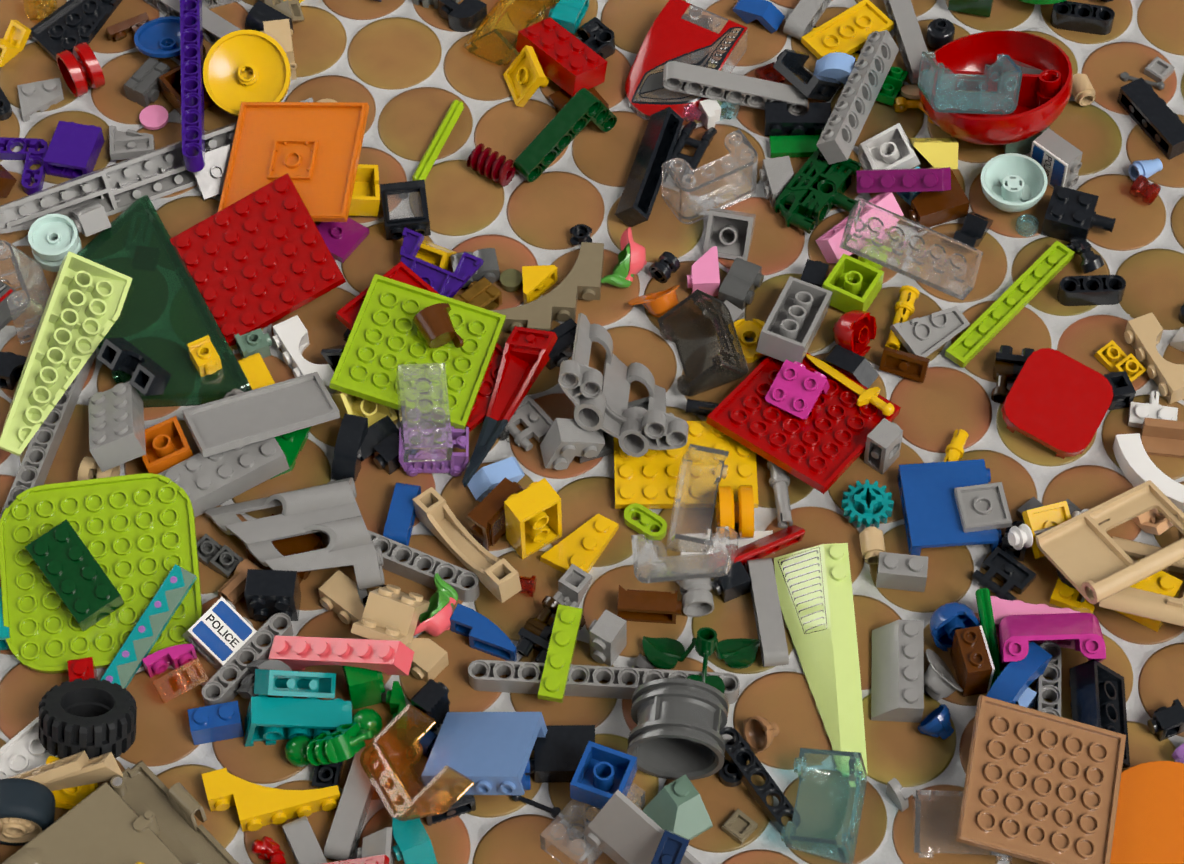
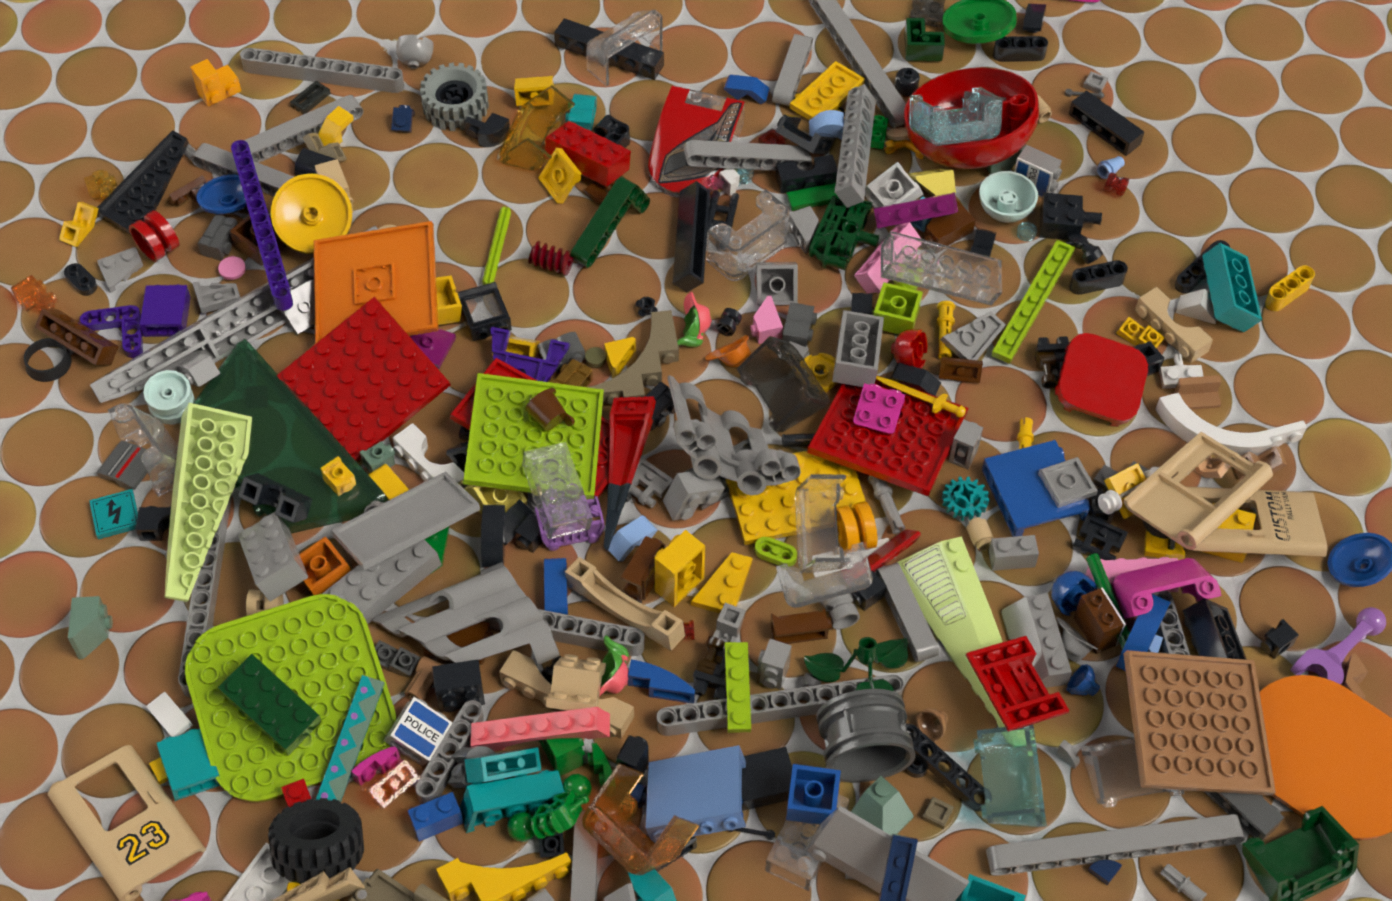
camera: 15 degrees left, 0 degrees up
(855, 707) = (1014, 684): none -> red slope

